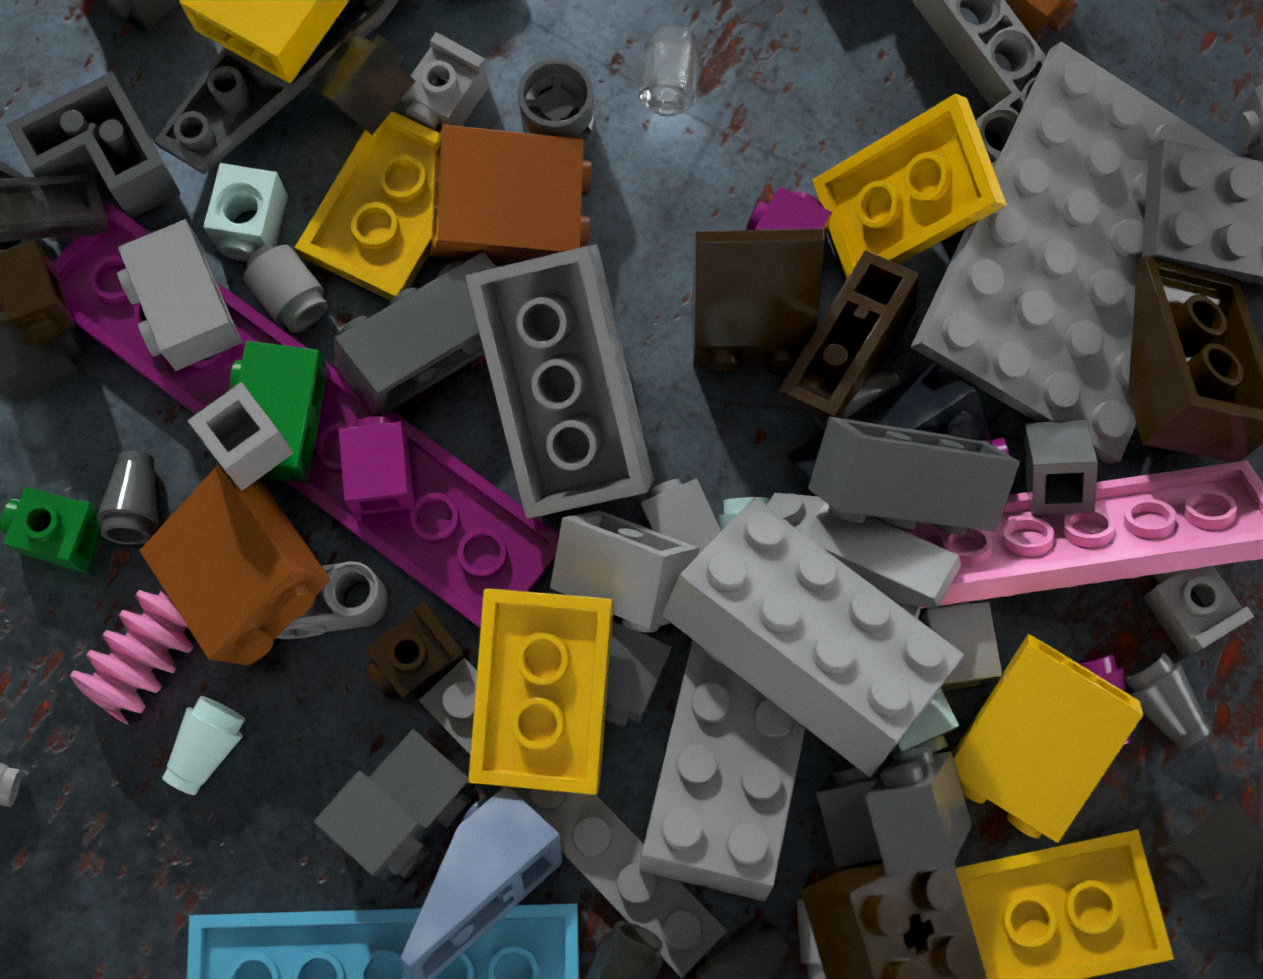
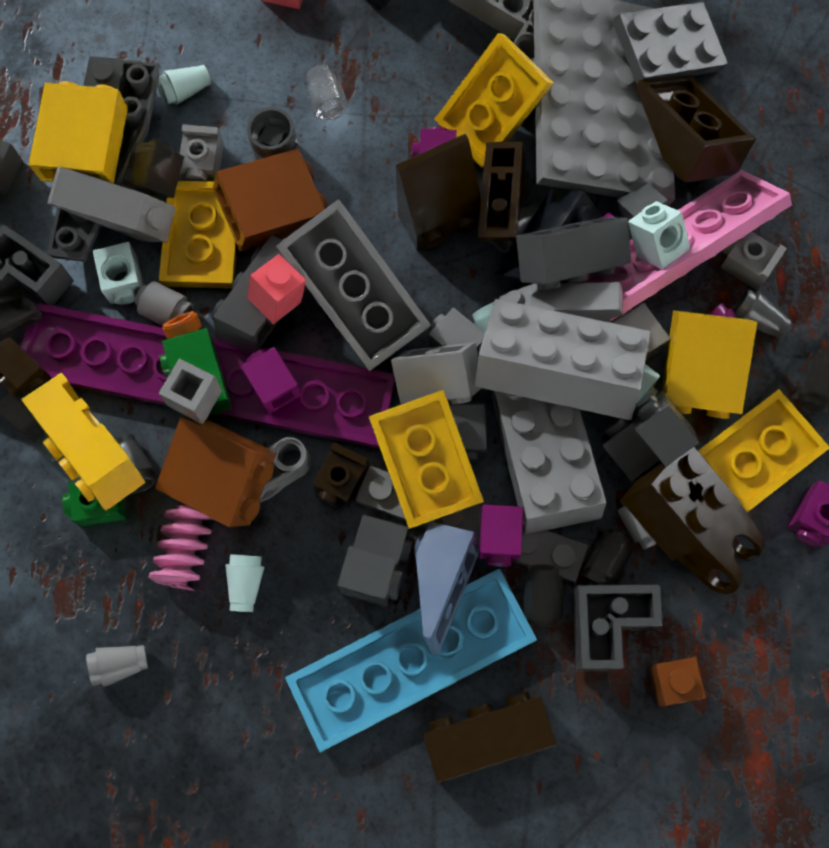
camera: 25 degrees left, 0 degrees up
(65, 440) = (83, 443): none -> yellow wedge
(178, 296) = (107, 334): light grey brick -> none
(272, 109) = (112, 206): none -> light grey slope
(290, 329) = (182, 325): none -> orange tile
(441, 337) = (276, 288): none -> coral brick
(596, 856) = (500, 534): none -> magenta brick
(1058, 509) = (659, 235): none -> light aqua brick

